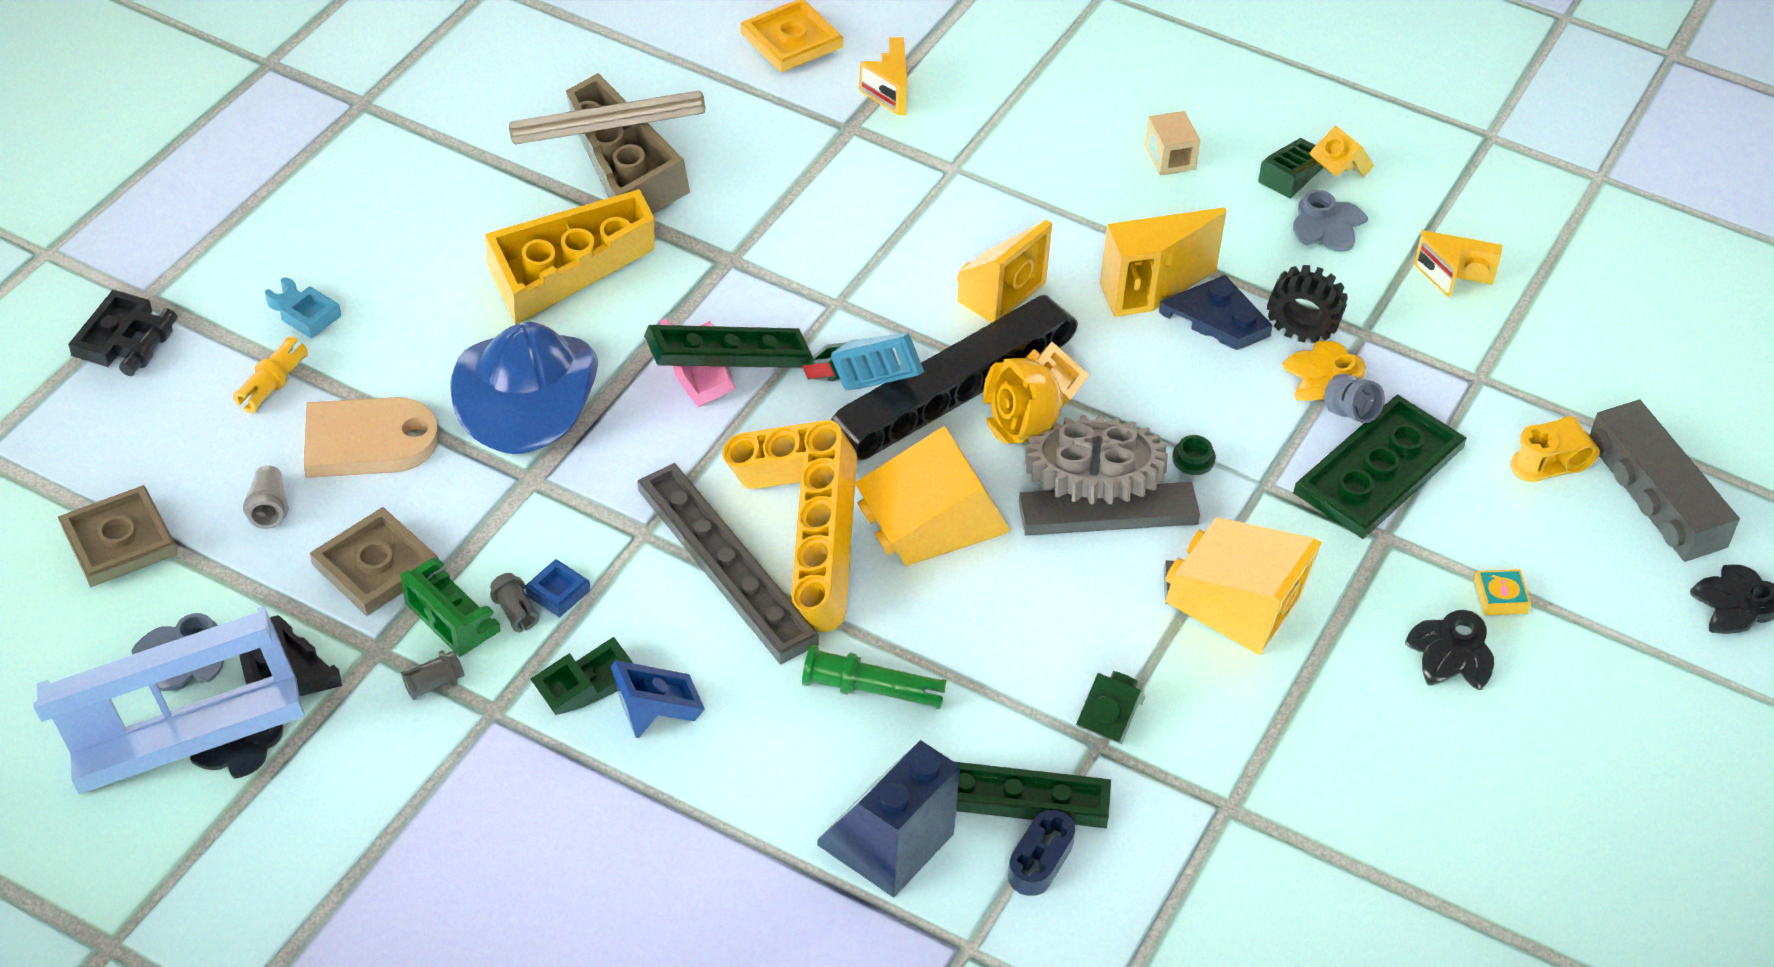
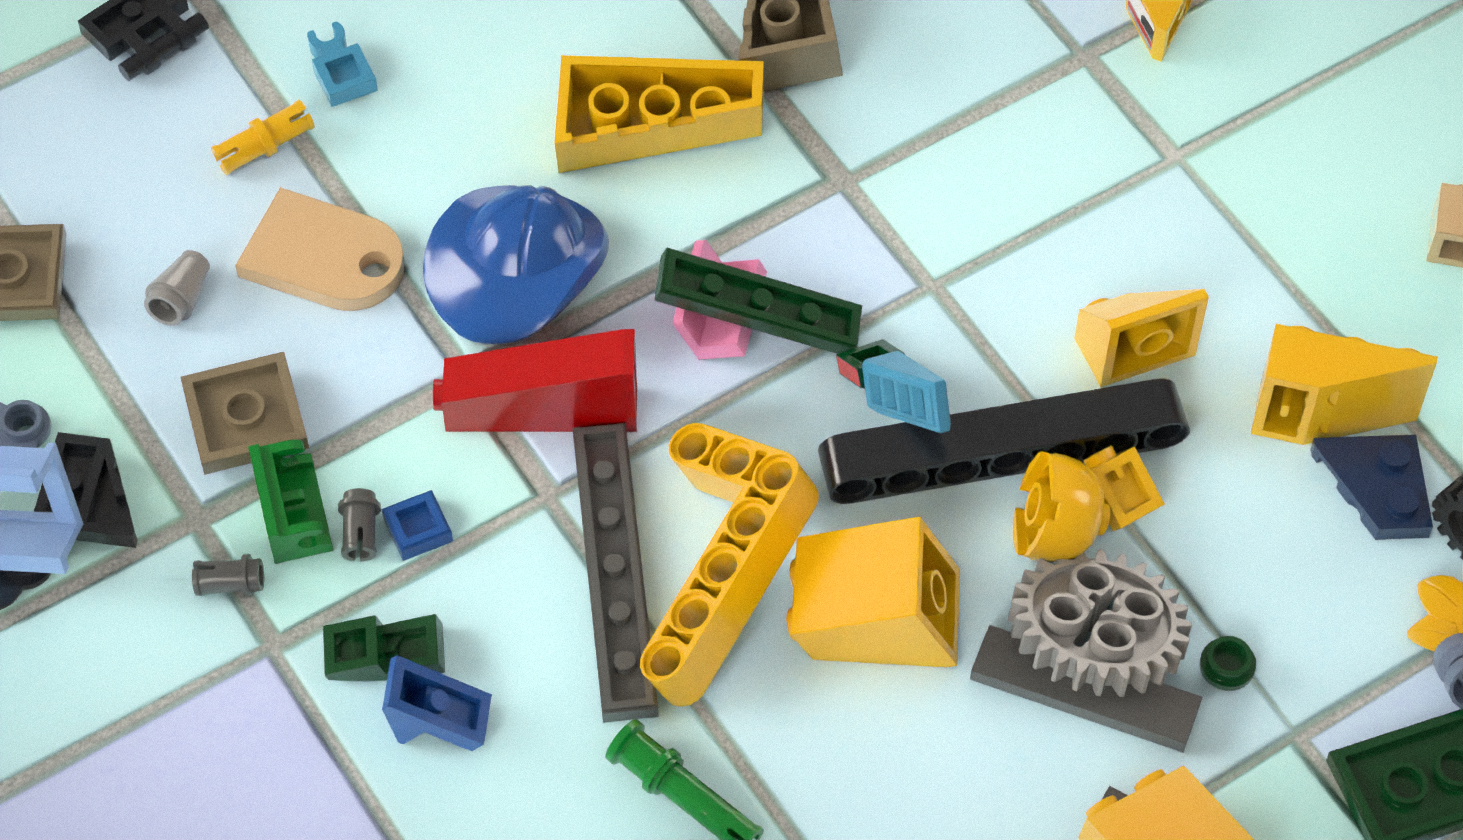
camera: 30 degrees right, 10 degrees up
(603, 454) = (542, 386): none -> red slope

